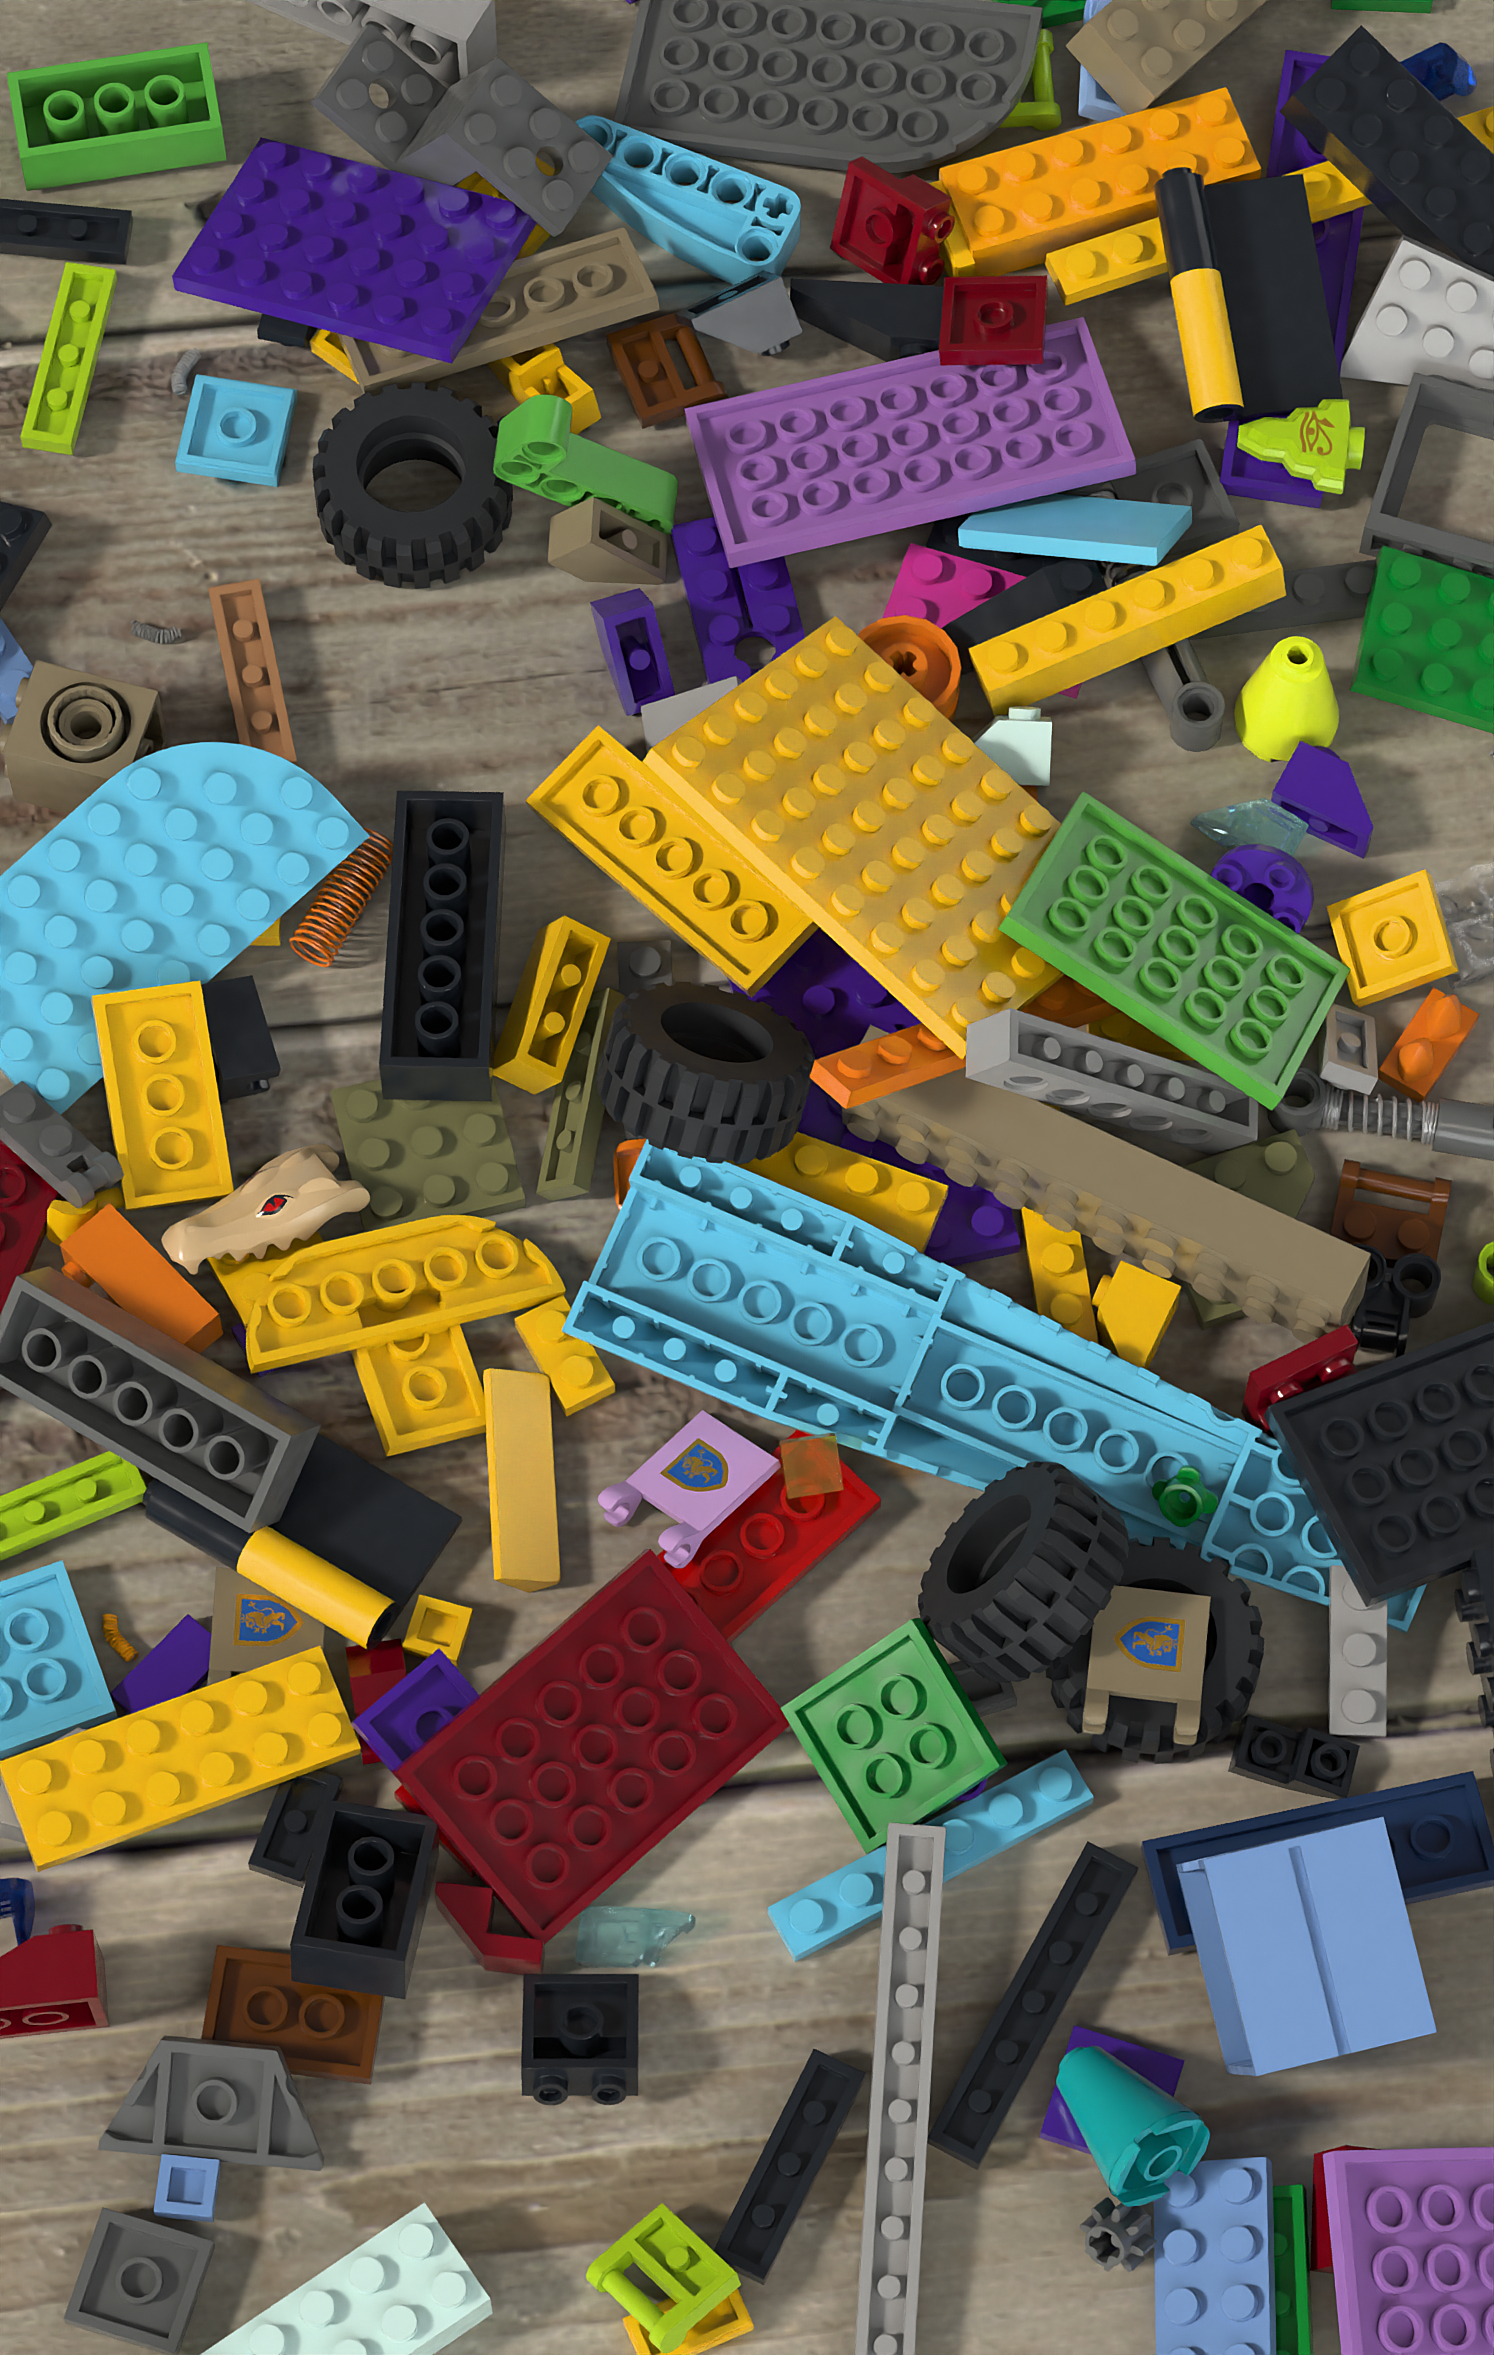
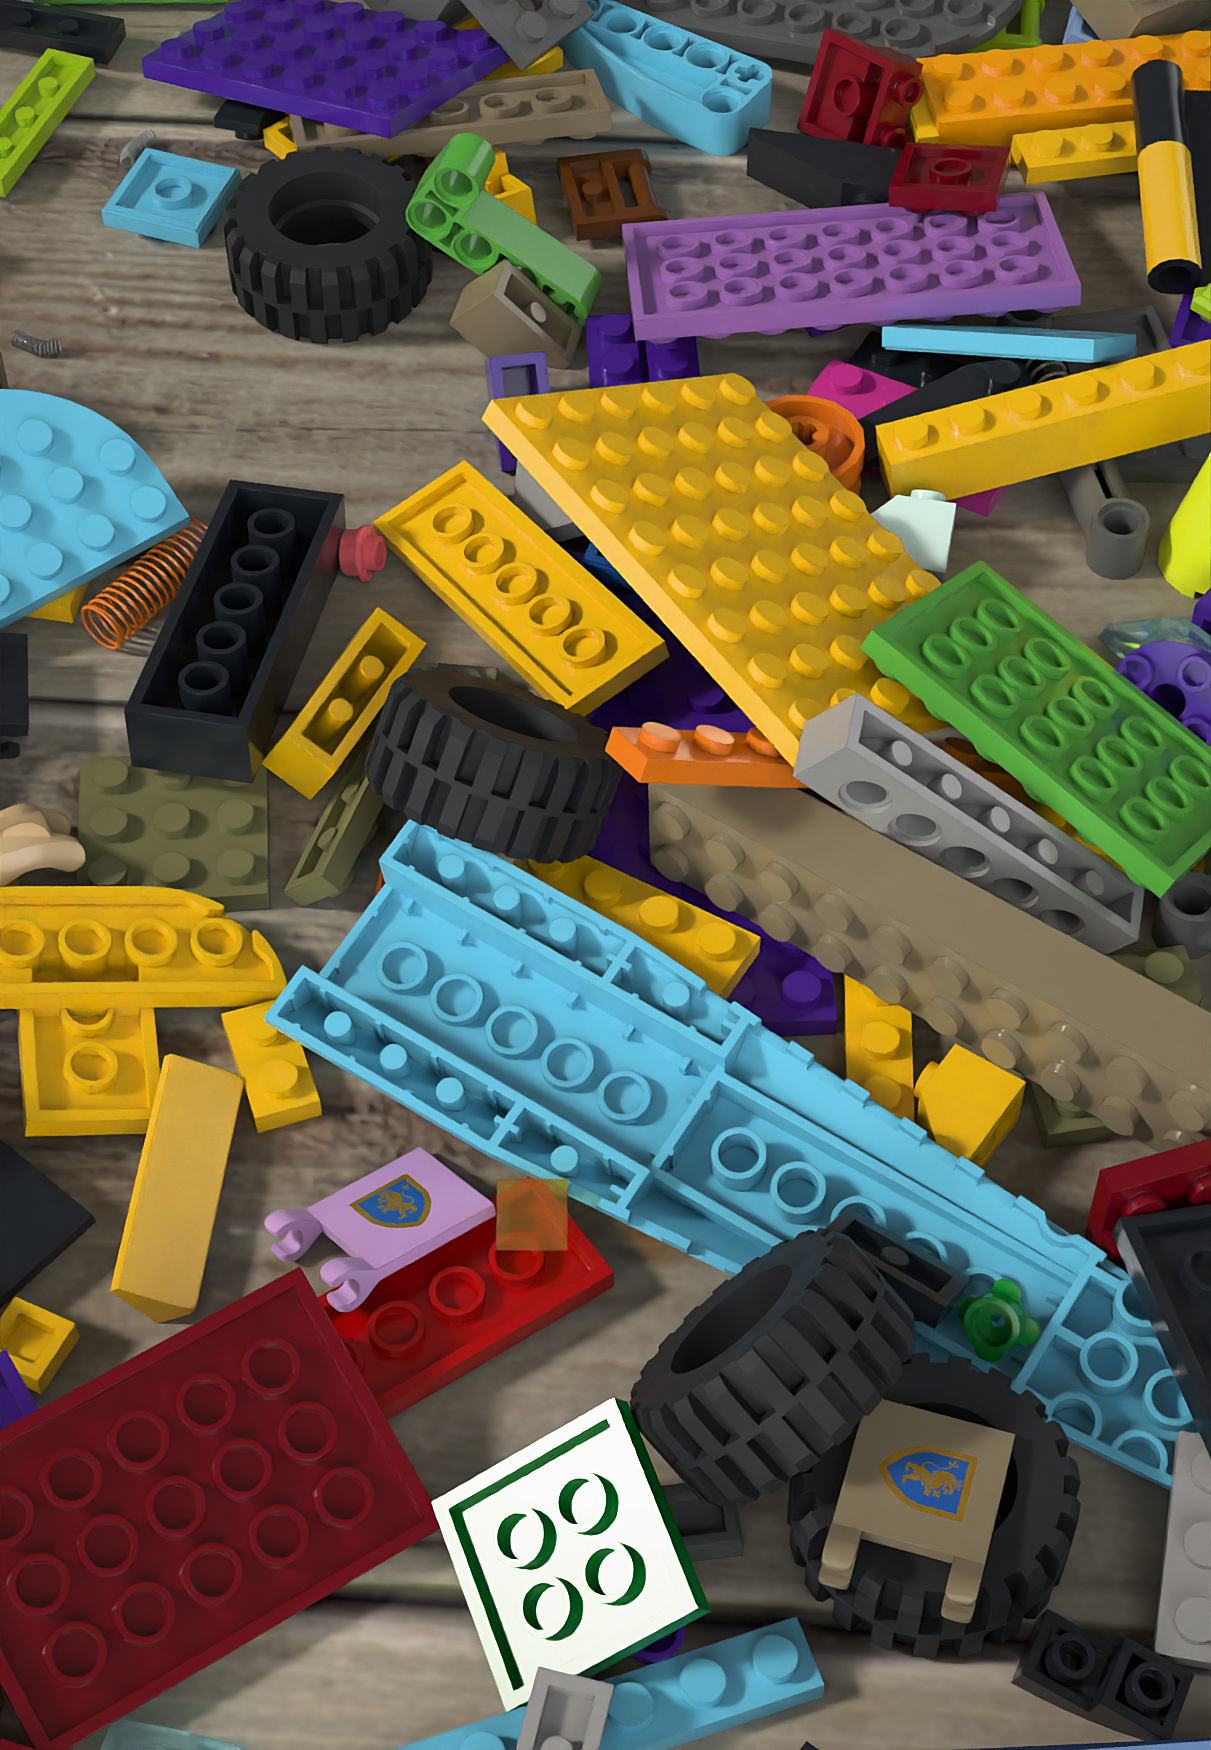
camera: 10 degrees right, 15 degrees down
(251, 668) = (123, 367): medium nougat plate -> none
(523, 834) = (362, 552): none -> coral plate
(747, 314) = (699, 155): slope -> none
(1106, 1469) = (918, 1277): none -> black plate

